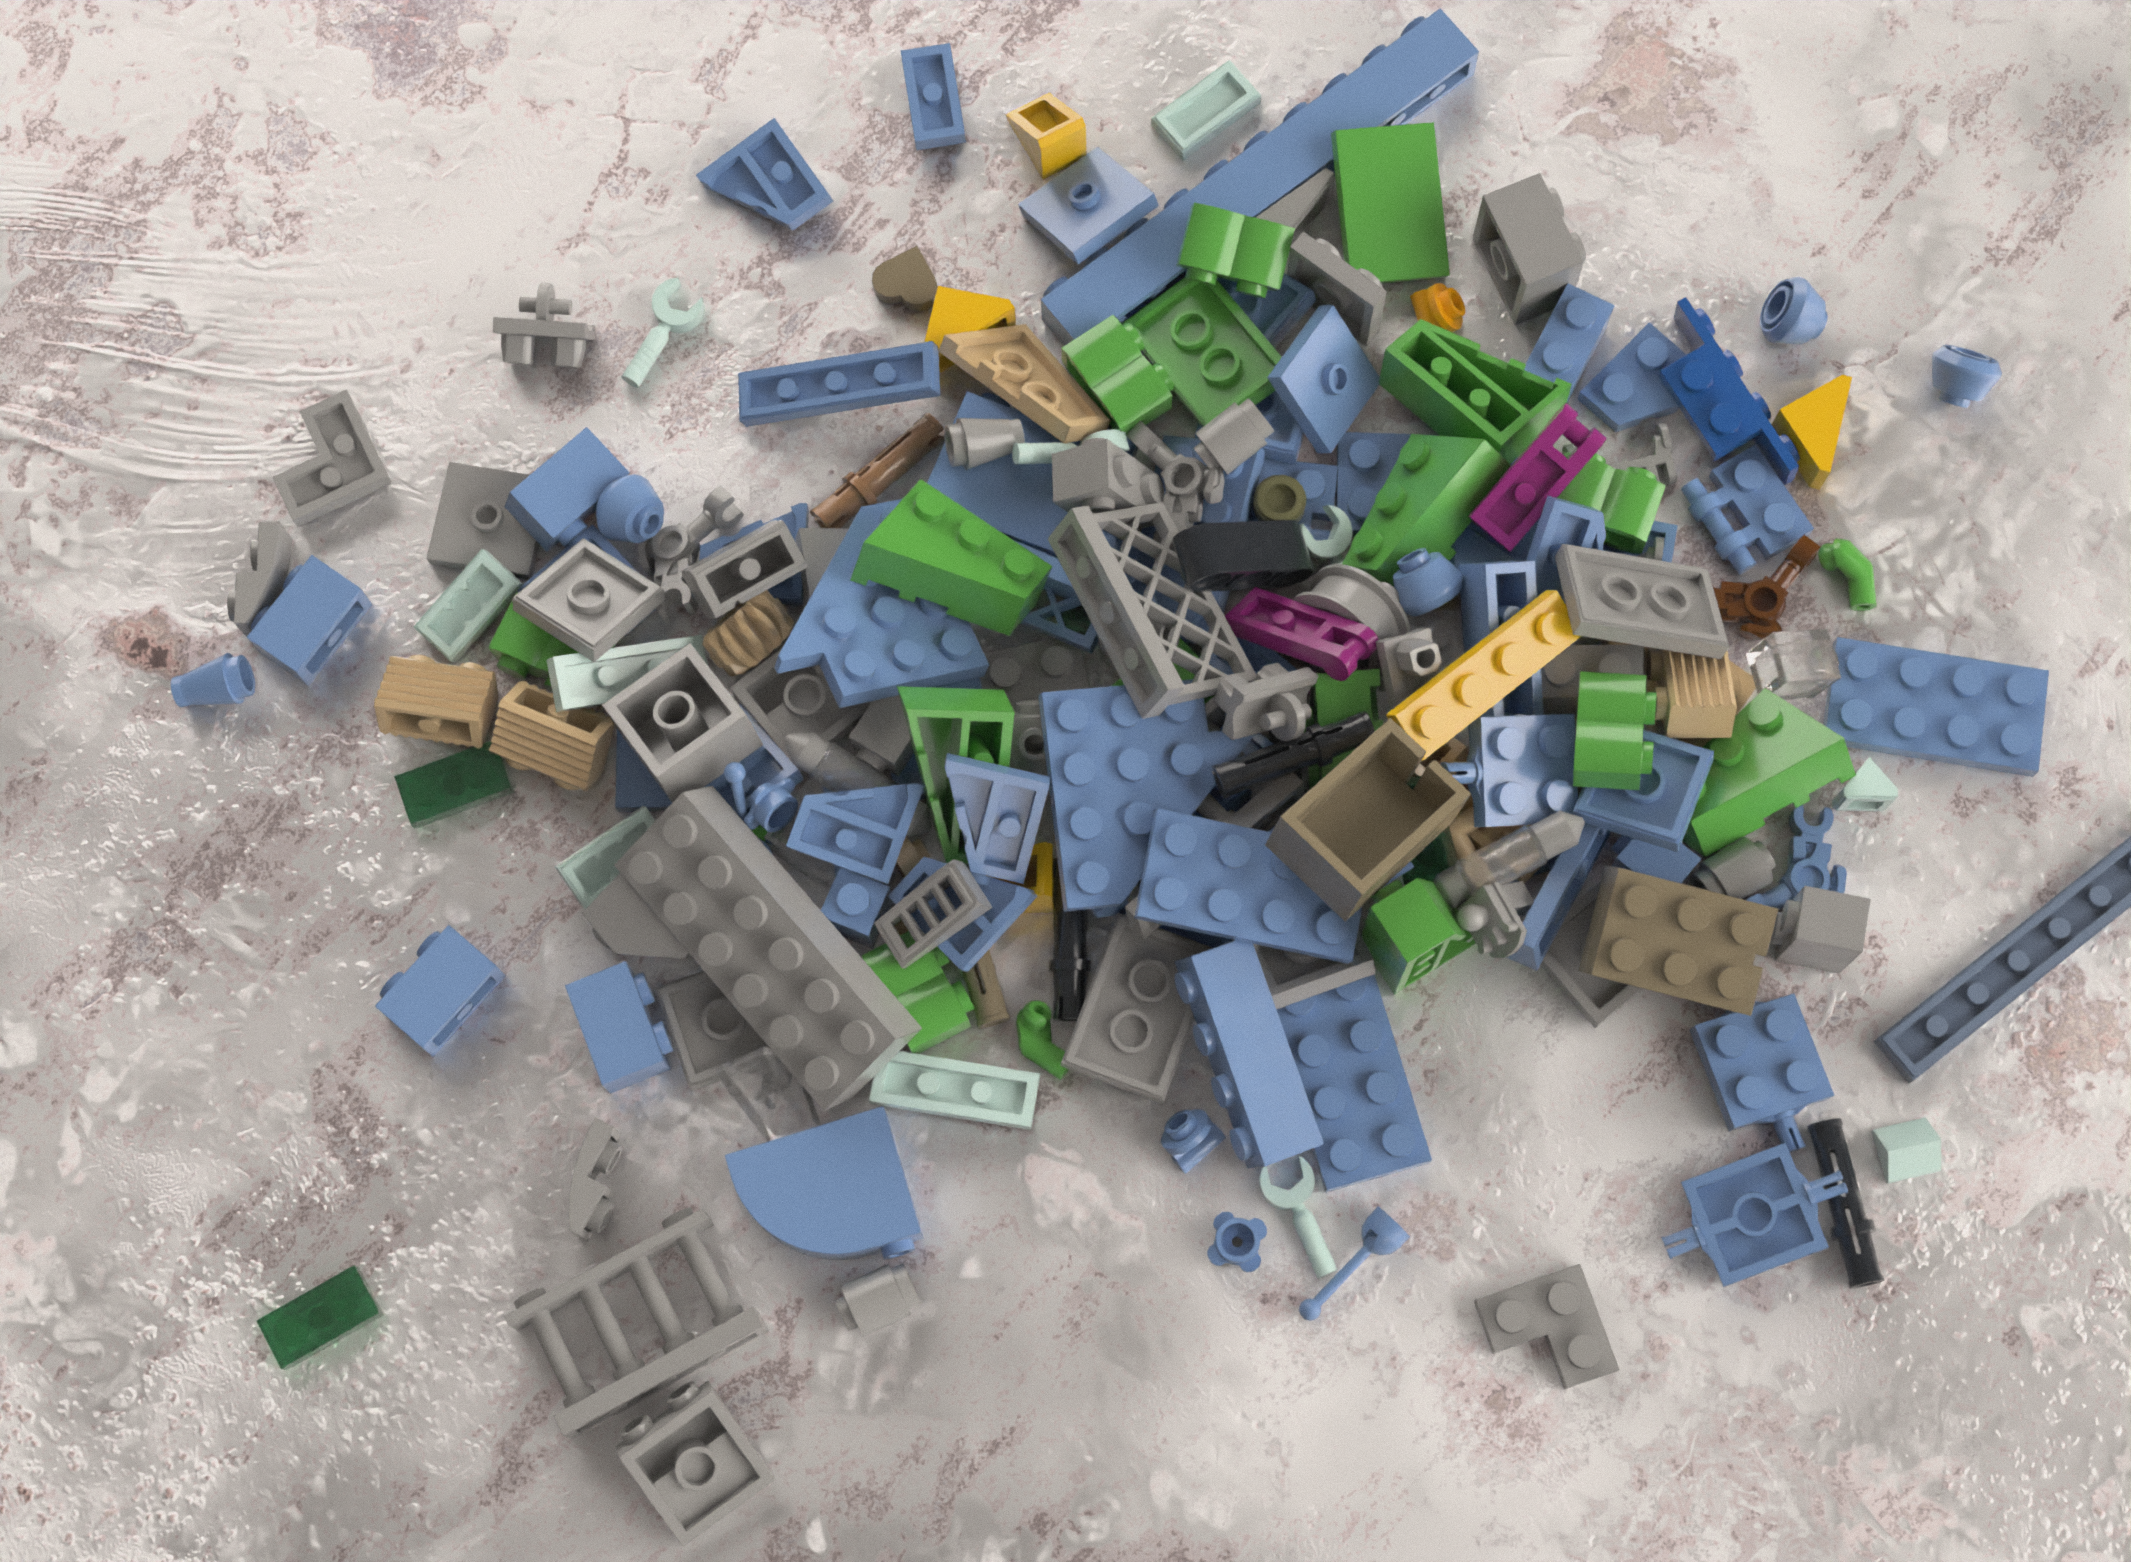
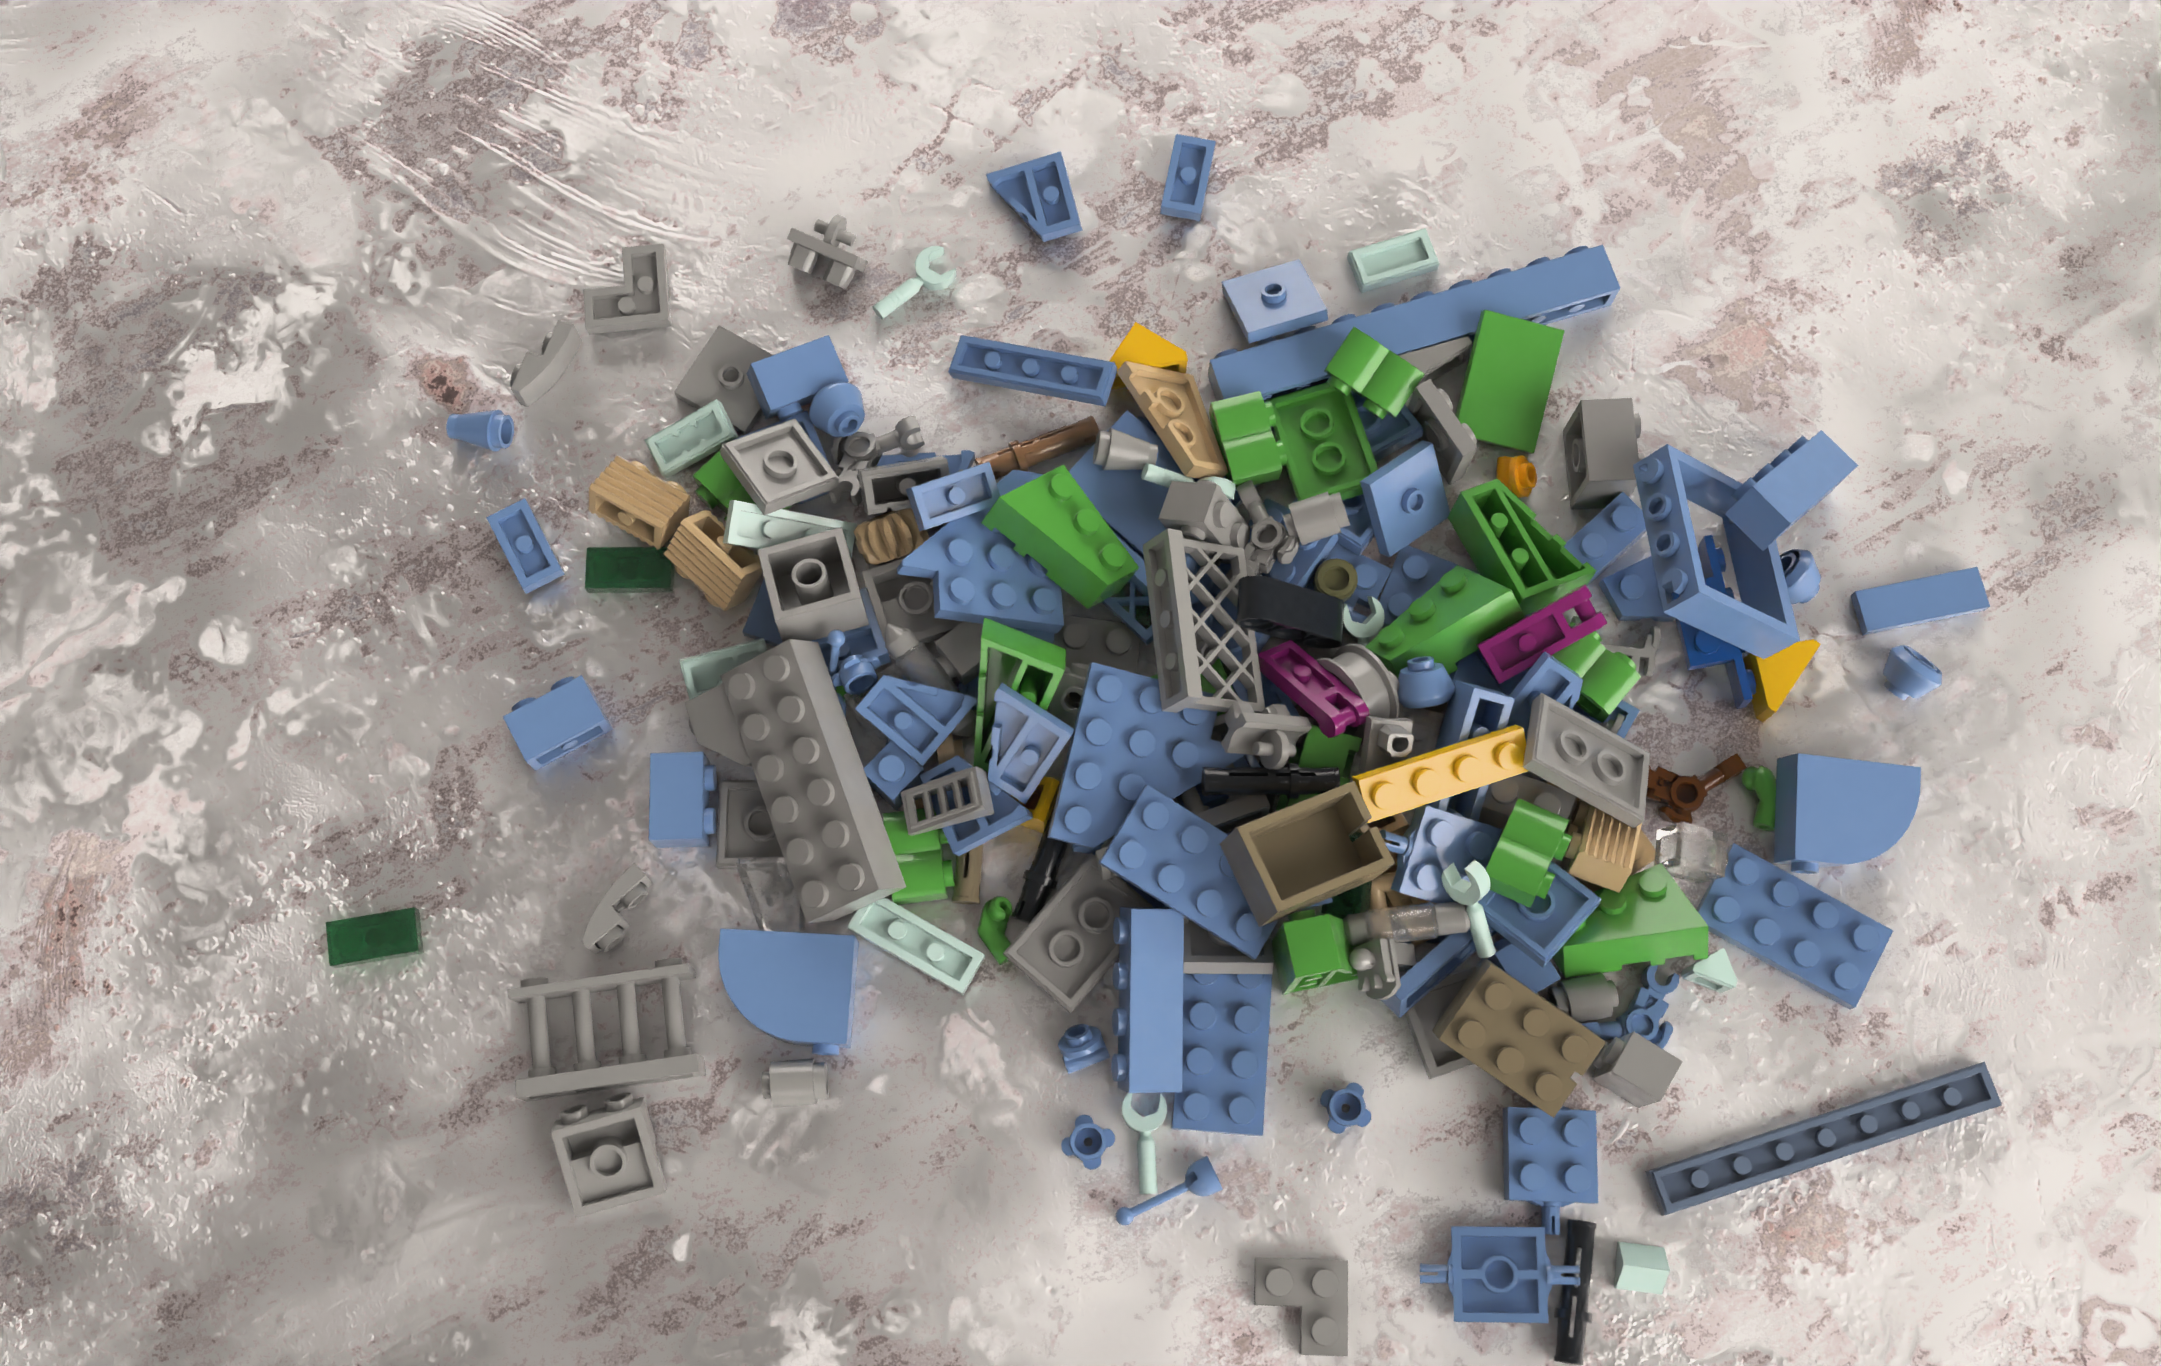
camera: 15 degrees right, 0 degrees up
(308, 619) = (569, 406): medium blue brick -> none
(320, 800) = (525, 545): none -> medium blue plate
(808, 560) = (953, 496): none -> medium blue plate
(906, 280) = (1114, 309): dark tan tile -> none
(1049, 134) = (1265, 237): yellow slope -> none
(1516, 1079) = (1353, 1097): none -> medium blue plate
(1566, 800) = (1469, 894): none -> light aqua piece
(1753, 212) = (1789, 488): none -> medium blue brick
(1758, 501) = (1711, 716): medium blue plate -> none
(1777, 367) = (1764, 617): none -> medium blue window
(1941, 556) = (1840, 810): none -> medium blue brick
(1944, 289) = (1920, 601): none -> medium blue tile

